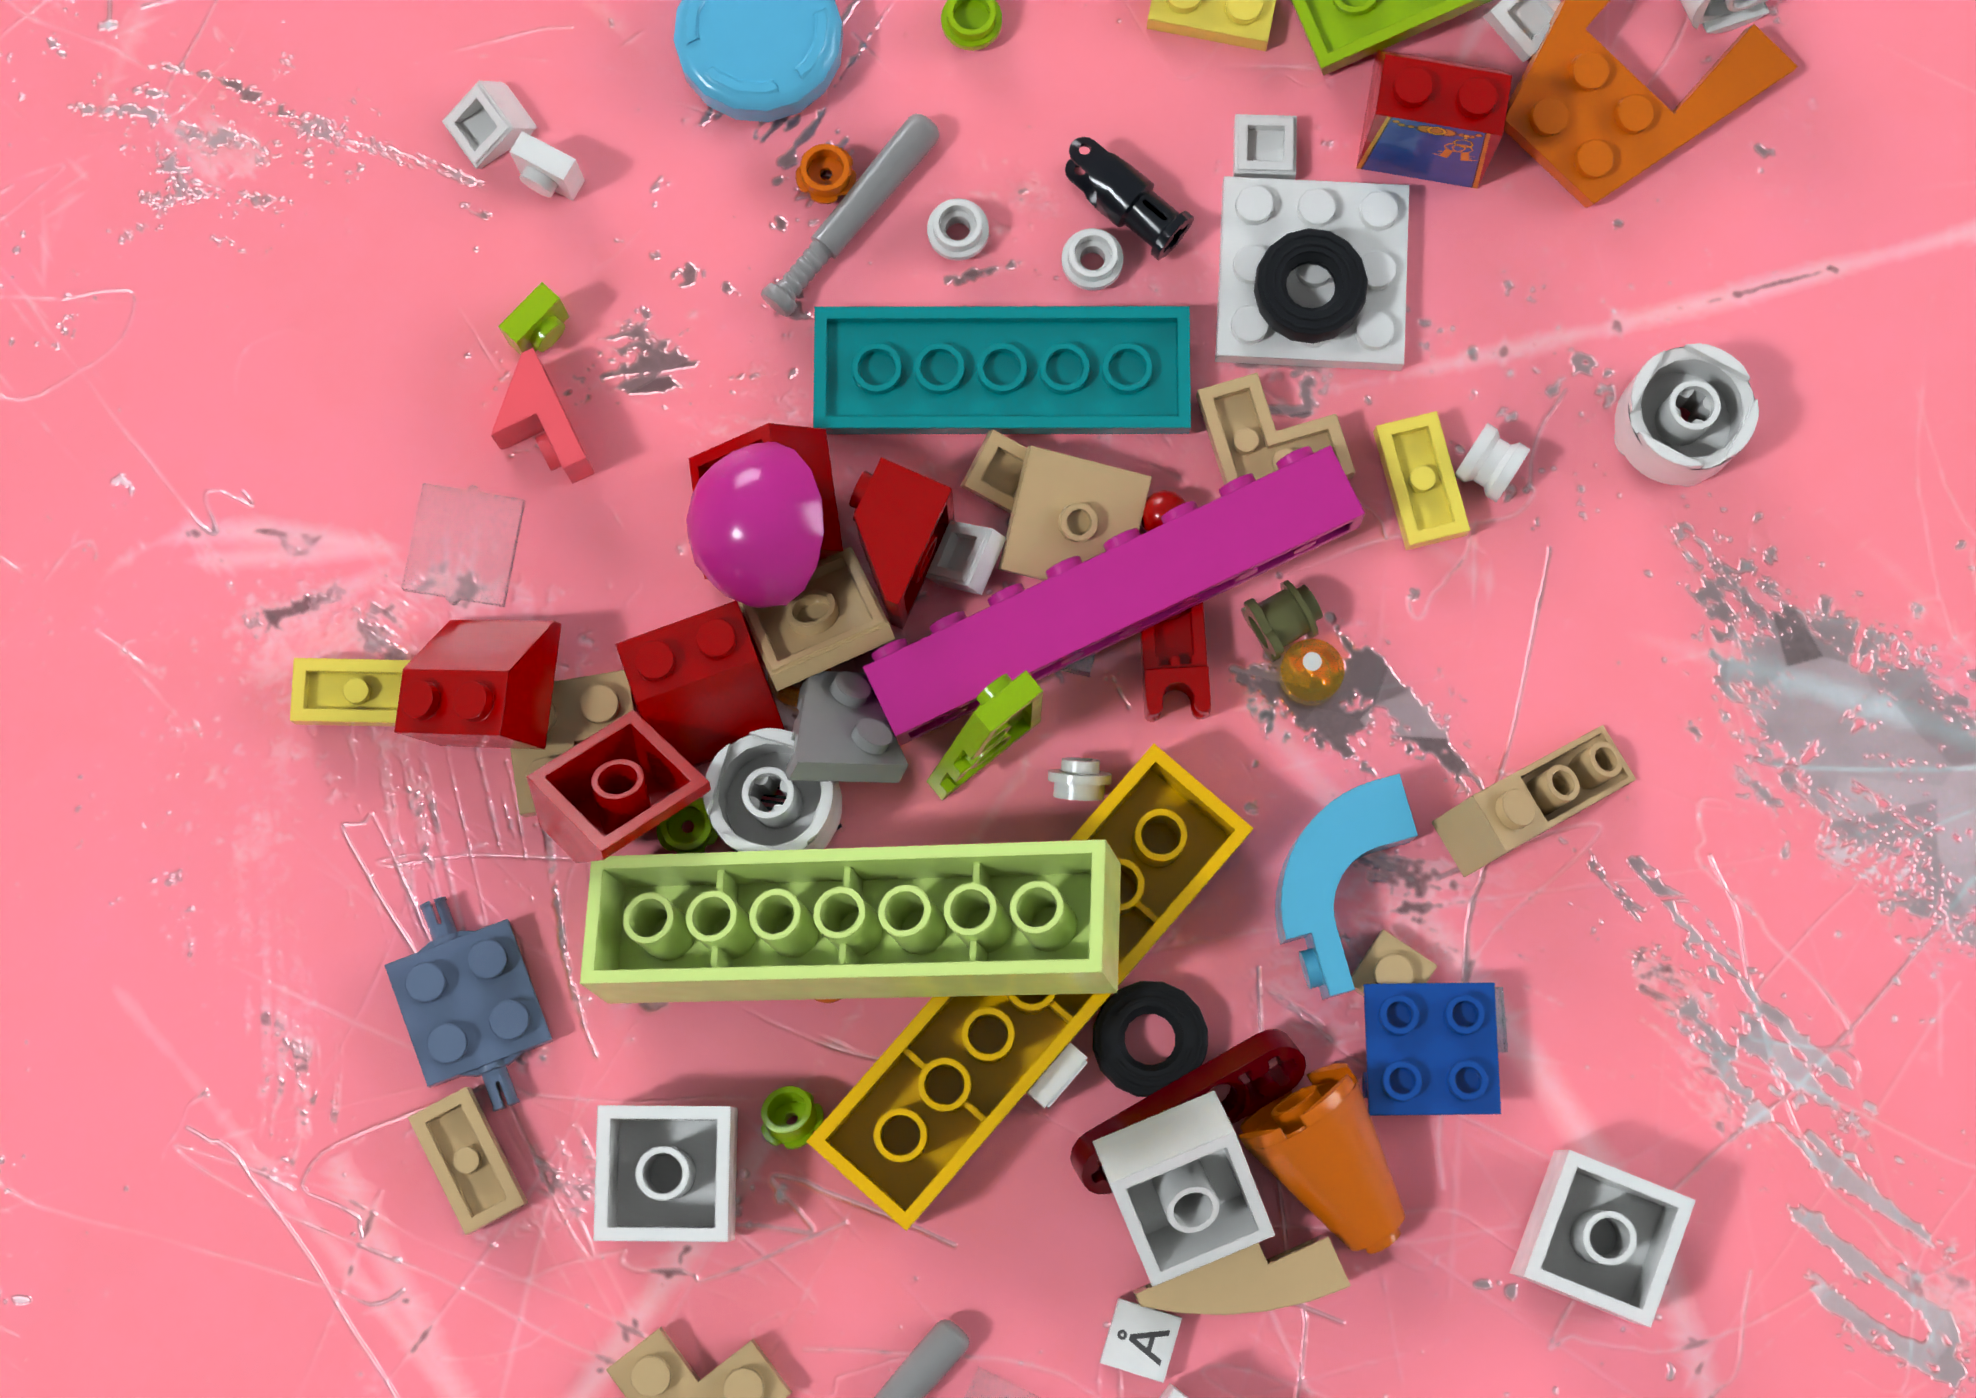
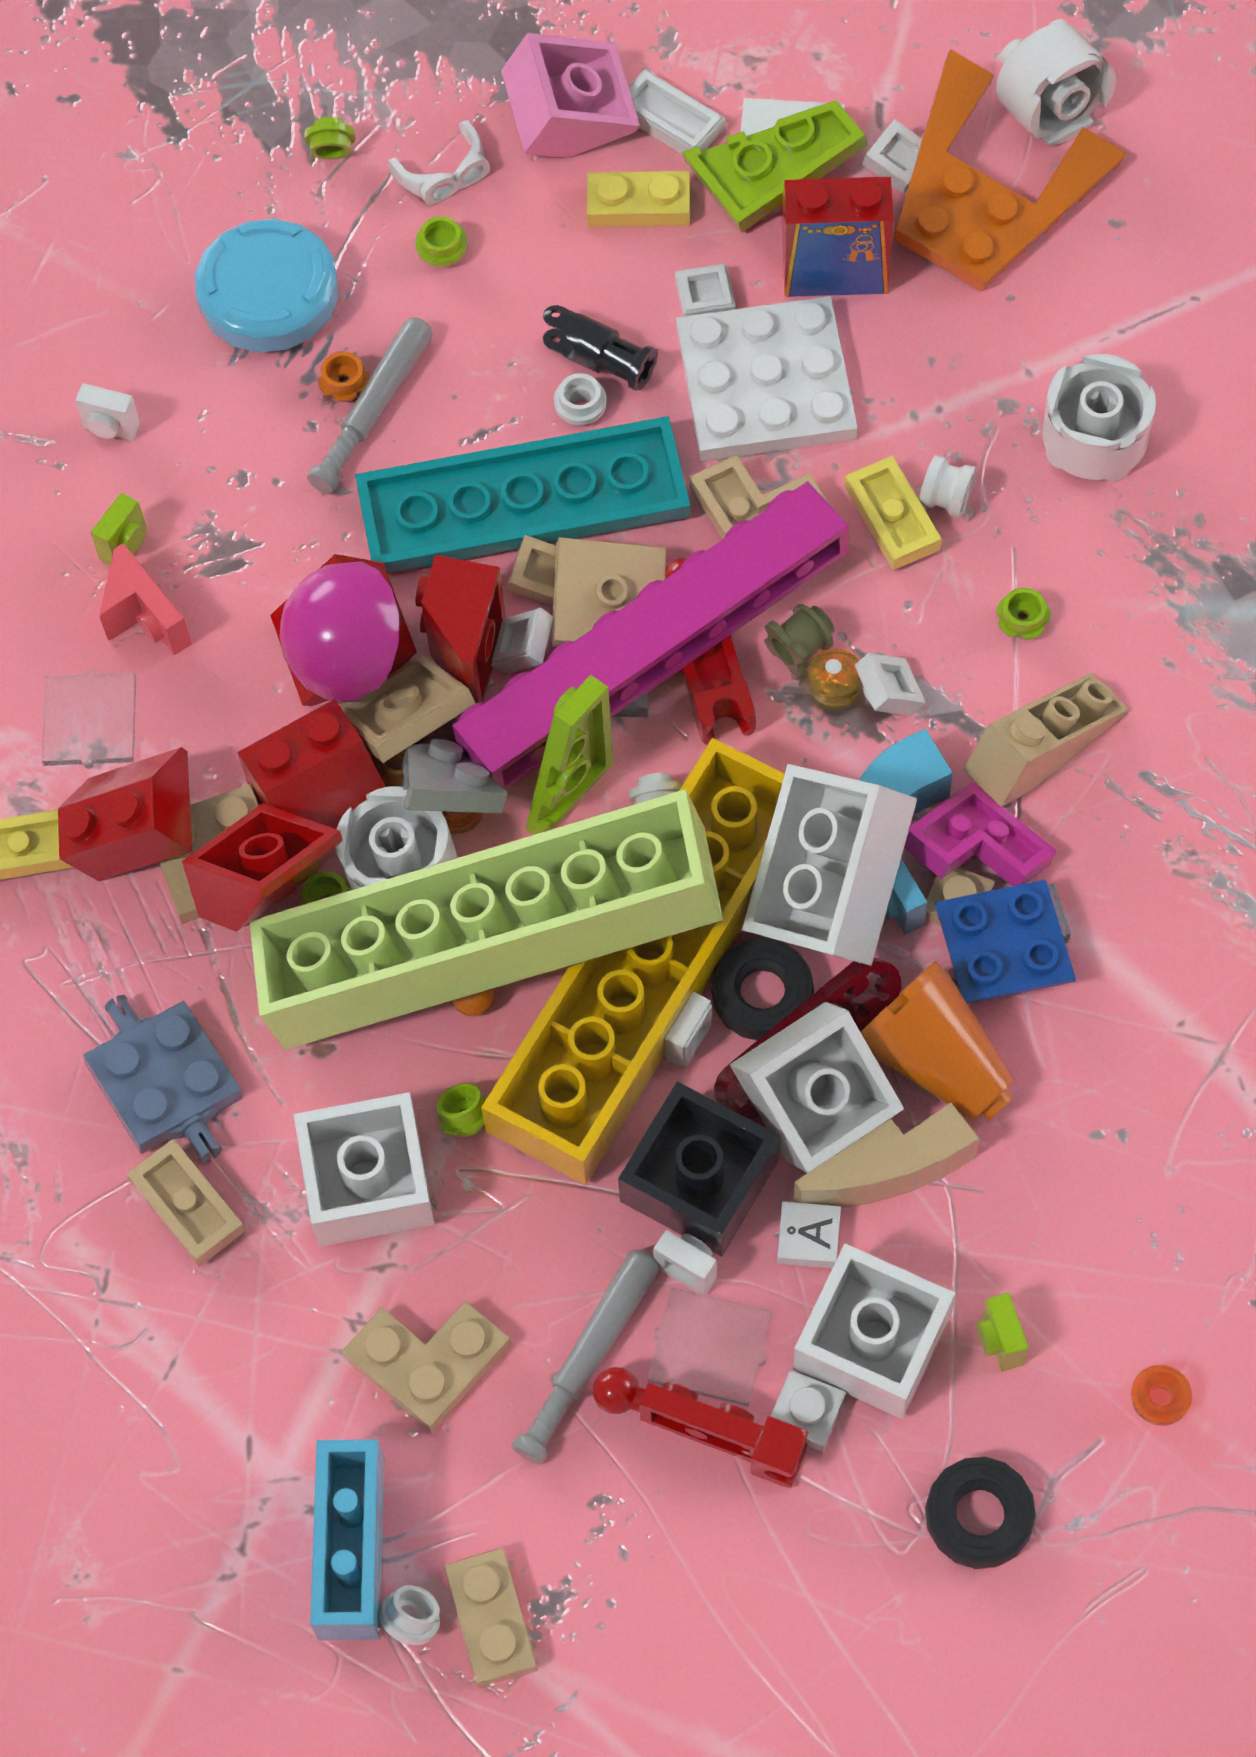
camera: 10 degrees left, 15 degrees down
(488, 122) = (48, 393): white slope -> none
(954, 212) = (462, 386): white plate -> none
(1000, 1348) = (686, 1261): none -> white plate
(1035, 1252) = (699, 1168): none -> black brick
(1253, 934) = (829, 863): none -> white brick
(1319, 249) = (767, 407): black tyre -> none
(1371, 699) = (889, 684): none -> white plate
(1431, 899) = (978, 826): none -> dark pink plate
(1556, 630) = (1023, 601): none -> lime plate
(1602, 1237) = (1186, 1060): white brick -> none

